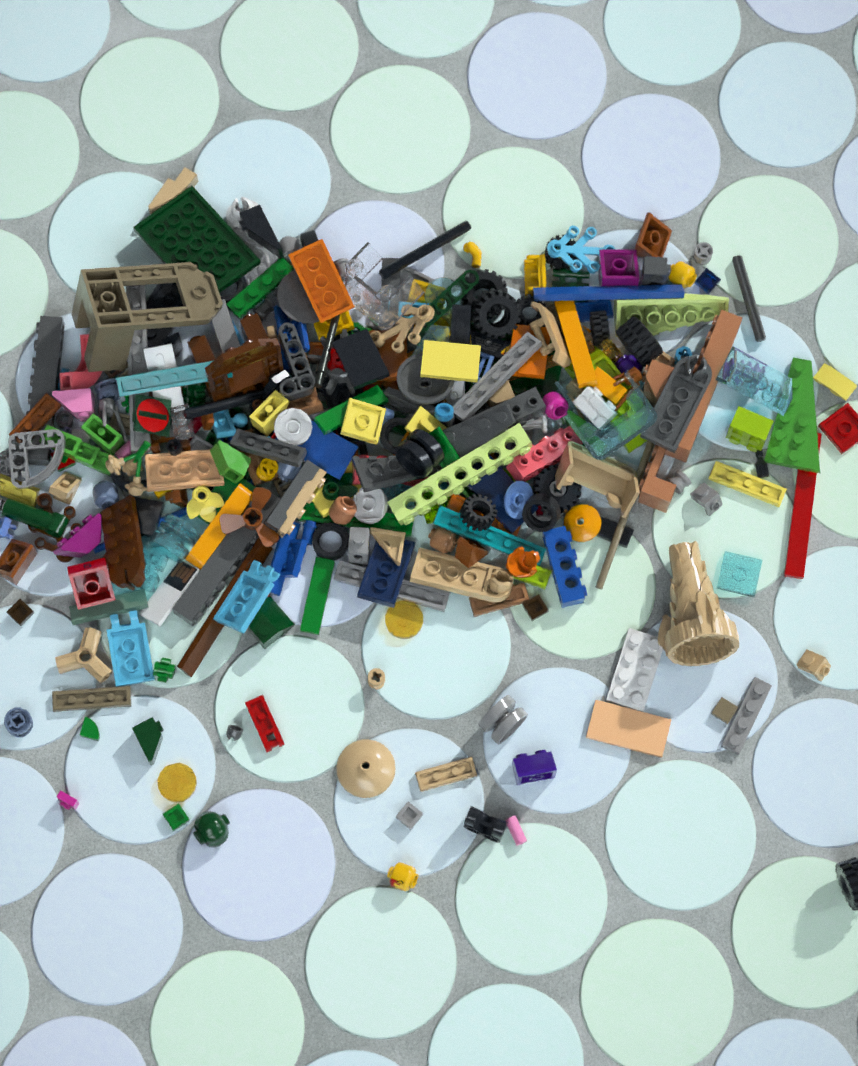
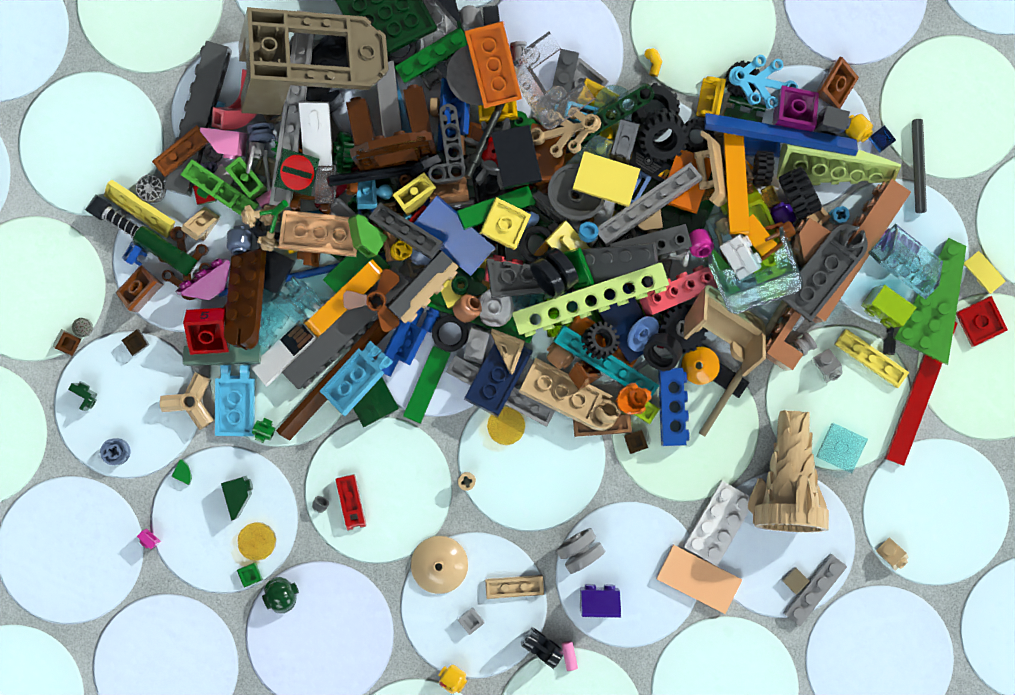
camera: 10 degrees right, 15 degrees up
(27, 445) = (166, 177): light grey beam -> none
(91, 698) = (190, 442): dark tan tile -> none
(163, 379) = (317, 138): teal plate -> none
(174, 442) = (308, 210): black hinge -> none
(204, 507) = (333, 274): light yellow plate -> none
(293, 426) = (434, 215): white tile -> none
(424, 250) = (605, 49): black axle -> none
(703, 249) = (889, 107): light grey wheel -> none

